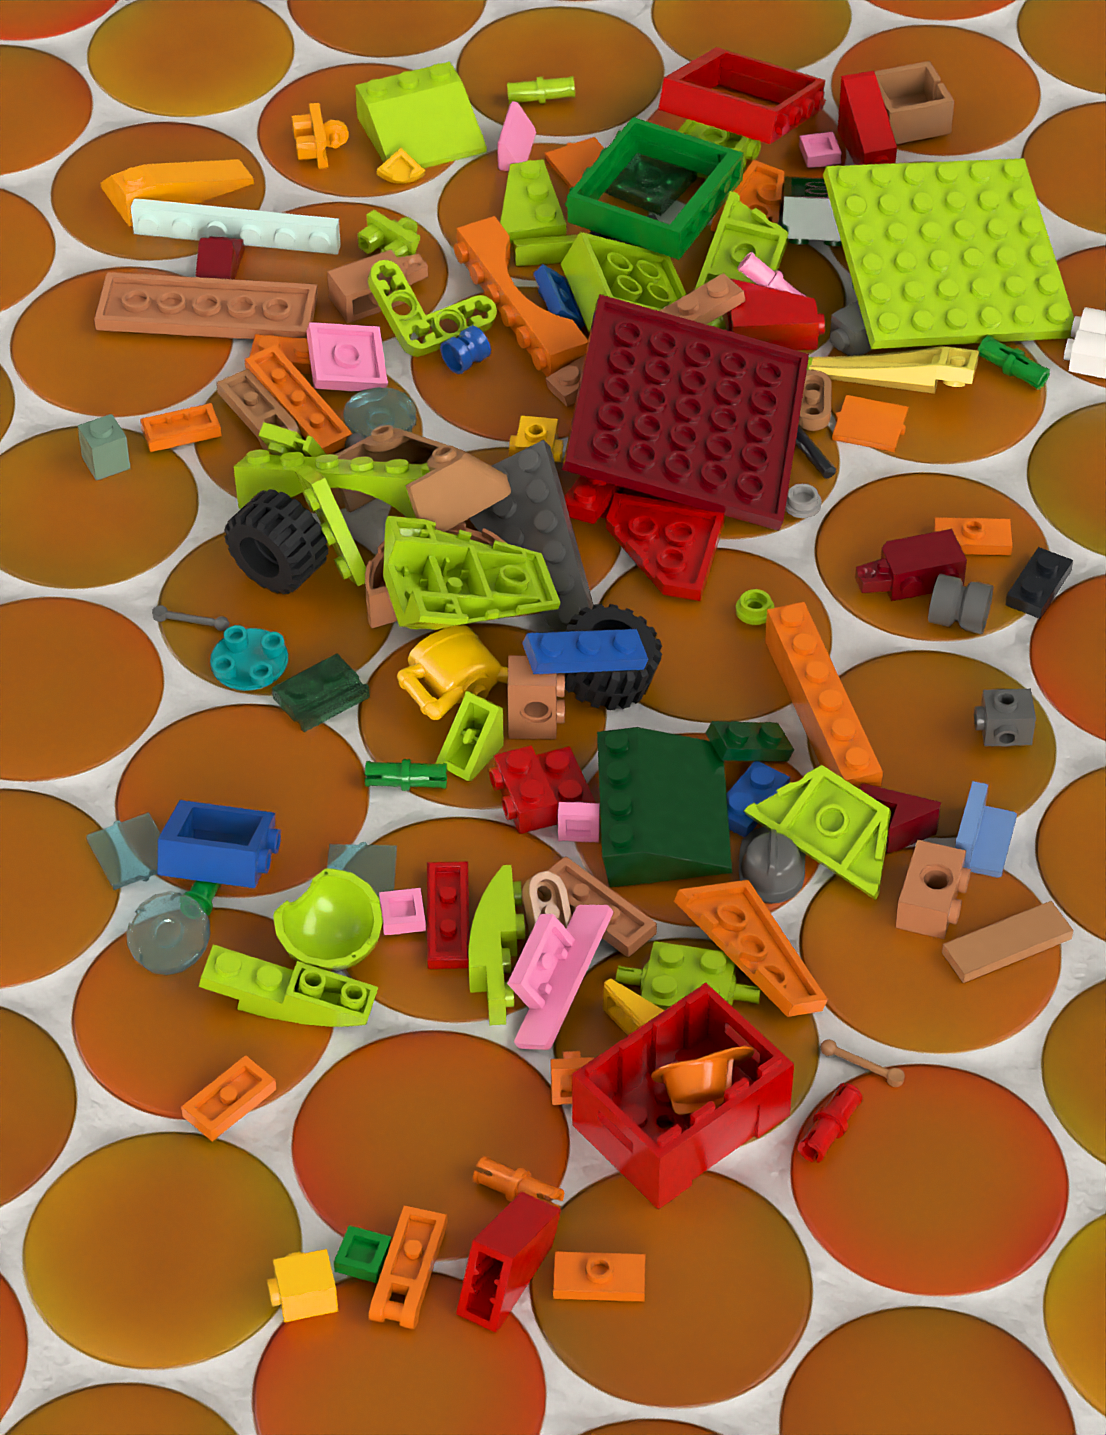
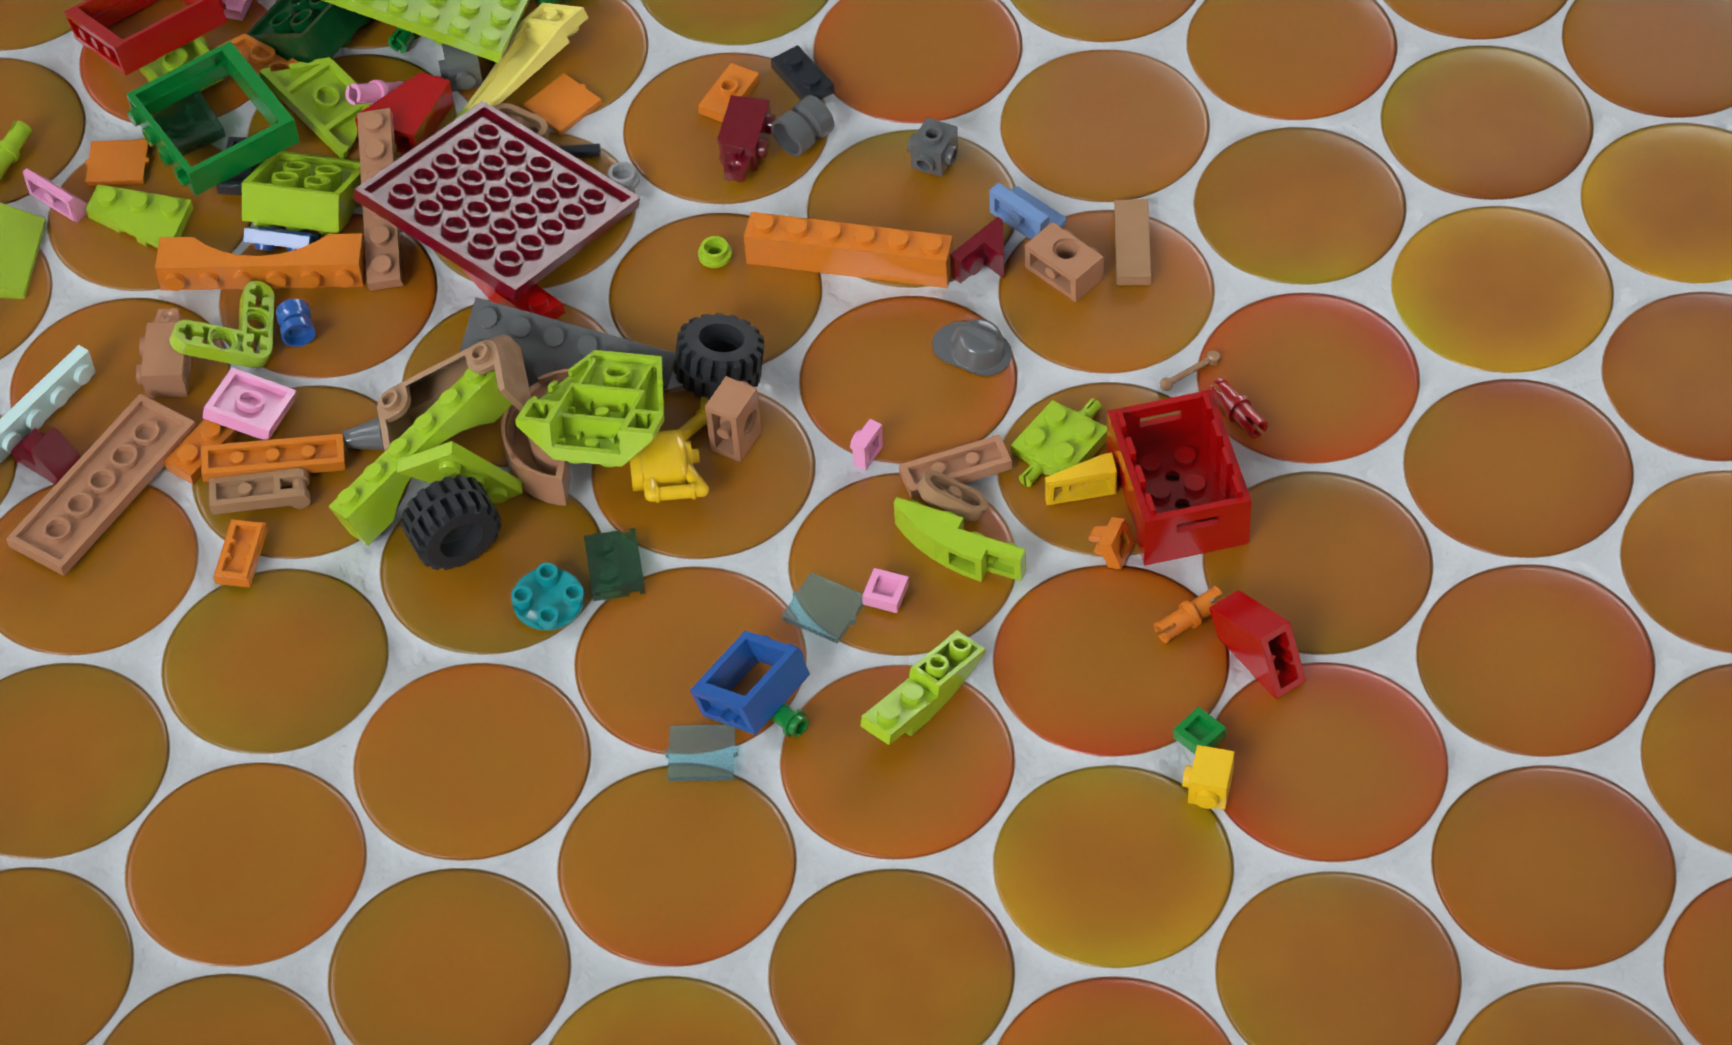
camera: 60 degrees left, 5 degrees up
(104, 447) = (231, 613): sand green brick -> none
(161, 614) = (448, 644): dark grey hinge -> none
(168, 933) = (816, 750): clear light blue tile -> none
(228, 1098) = (1004, 767): orange plate -> none
(284, 441) = (341, 475): lime plate -> none
(331, 922) = (883, 632): lime cylinder -> none
(378, 408) = (325, 409): clear light blue tile -> none
(389, 235) = (119, 322): lime hips -> none
(400, 168) = (28, 285): yellow tile -> none
(406, 774) = (743, 538): green pin -> none
(408, 1266) = (1227, 707): orange plate -> none
(448, 915) = (924, 571): red tile -> none
(473, 737) = (739, 478): lime slope -> none
(534, 430) = (447, 315): yellow brick -> none
(536, 784) = (812, 457): red plate -> none
(542, 249) = (212, 218): lime slope -> none
(553, 970) = (1015, 511): bright pink bracket -> none
(585, 651) = (732, 356): blue plate -> none
(599, 1276) = (1296, 594): orange plate -> none
(661, 807) = (889, 383): dark green slope -> none
(667, 541) = (611, 276): red plate -> none
(700, 1080) = (1182, 457): orange piece -> none
(749, 741) = (856, 307): dark green plate -> none
(752, 787) = (904, 334): blue plate -> none
(753, 940) = (1051, 384): orange wing -> none
(831, 825) = (974, 288): lime wing -> none

